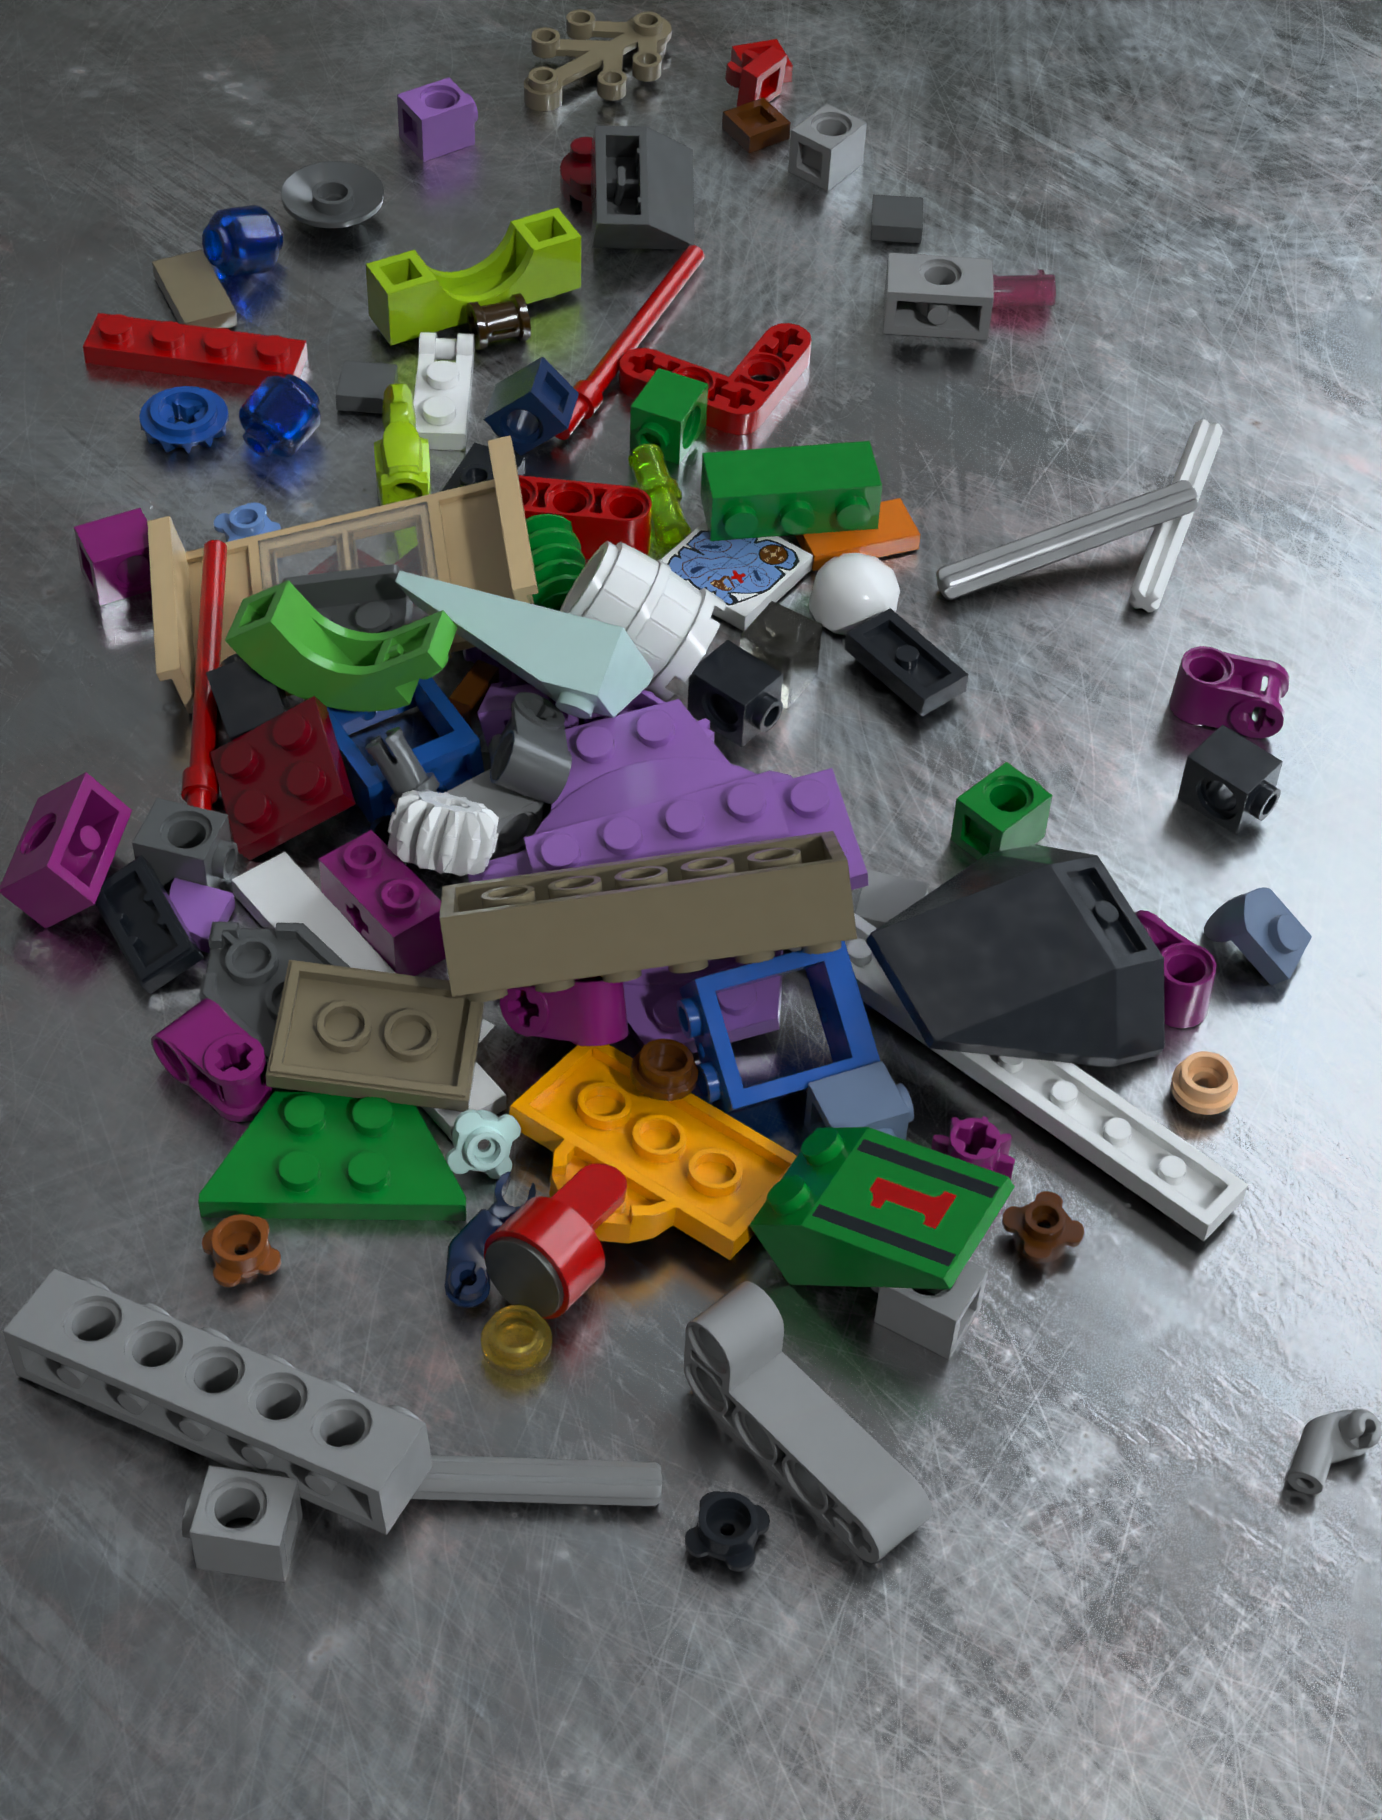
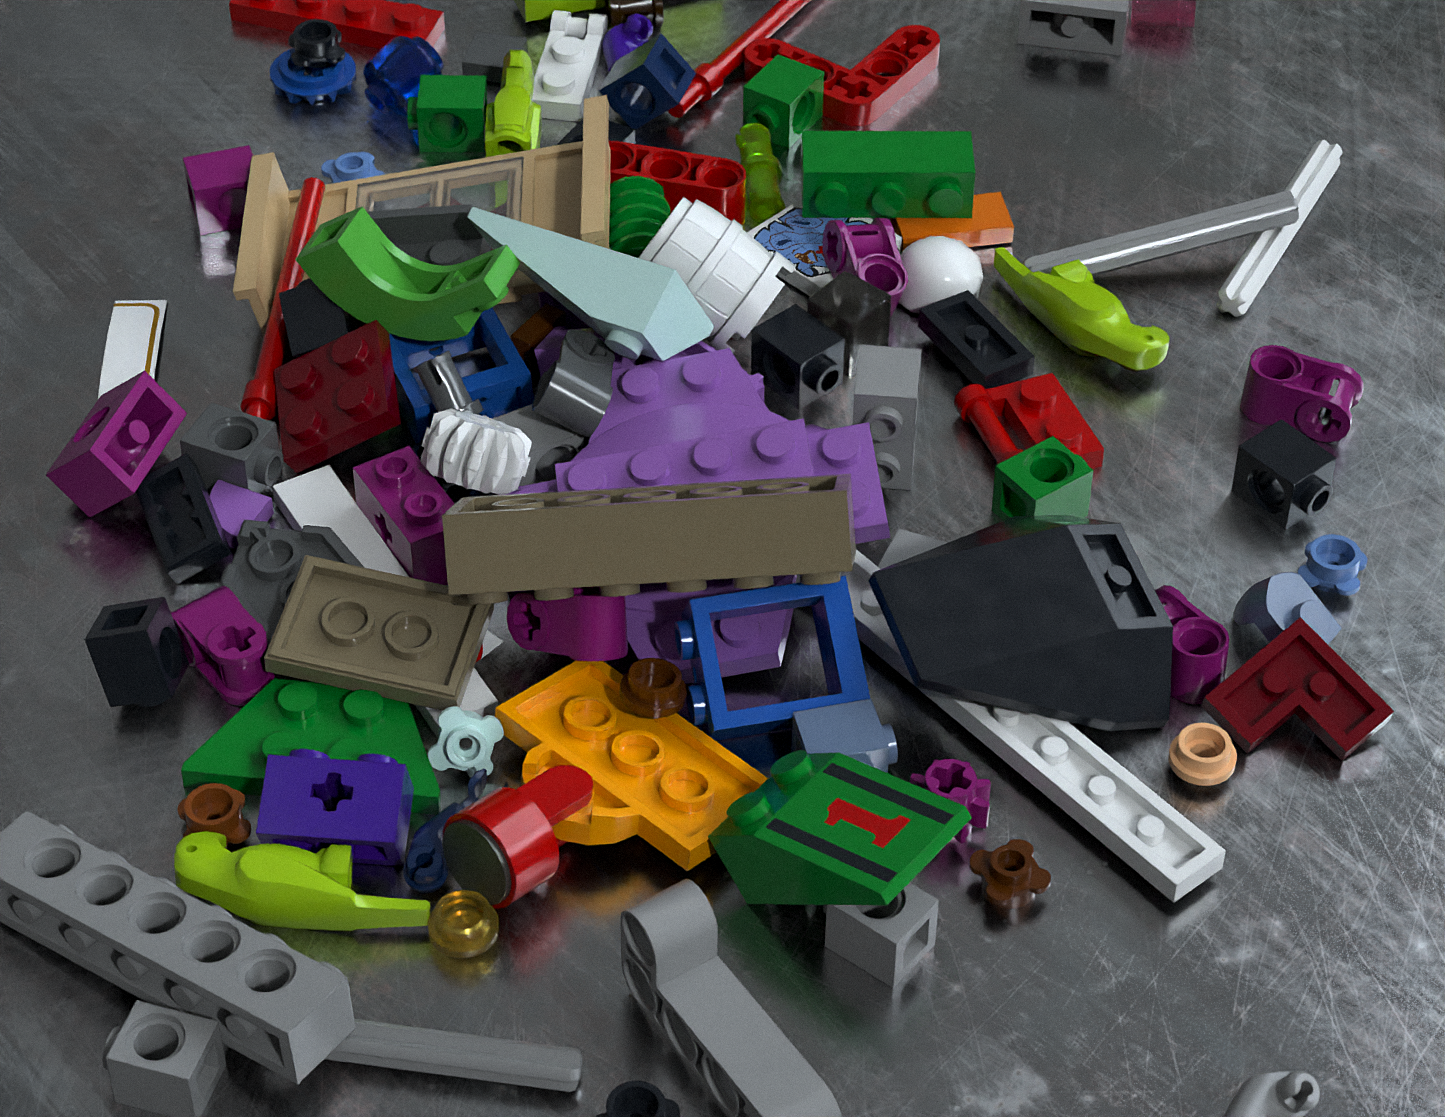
camera: 10 degrees right, 5 degrees down
(53, 736) = (131, 341): none -> white sticker
(132, 1080) = (137, 652): none -> black brick
(186, 389) = (316, 44): none -> black plate
(330, 1317) = (287, 886): none -> lime animal
(335, 454) = (450, 113): none -> green brick
(402, 1245) = (308, 782): none -> dark purple brick
(497, 360) = (625, 38): none -> dark purple arm
(786, 578) = (867, 253): none -> magenta piece
(844, 738) = (888, 399): none -> light grey brick
(981, 737) = (1035, 411): none -> red plate
(1005, 623) = (1083, 313): none -> lime animal
(1290, 996) = (1302, 678): none -> dark red plate
(1292, 869) = (1333, 564): none -> medium blue plate

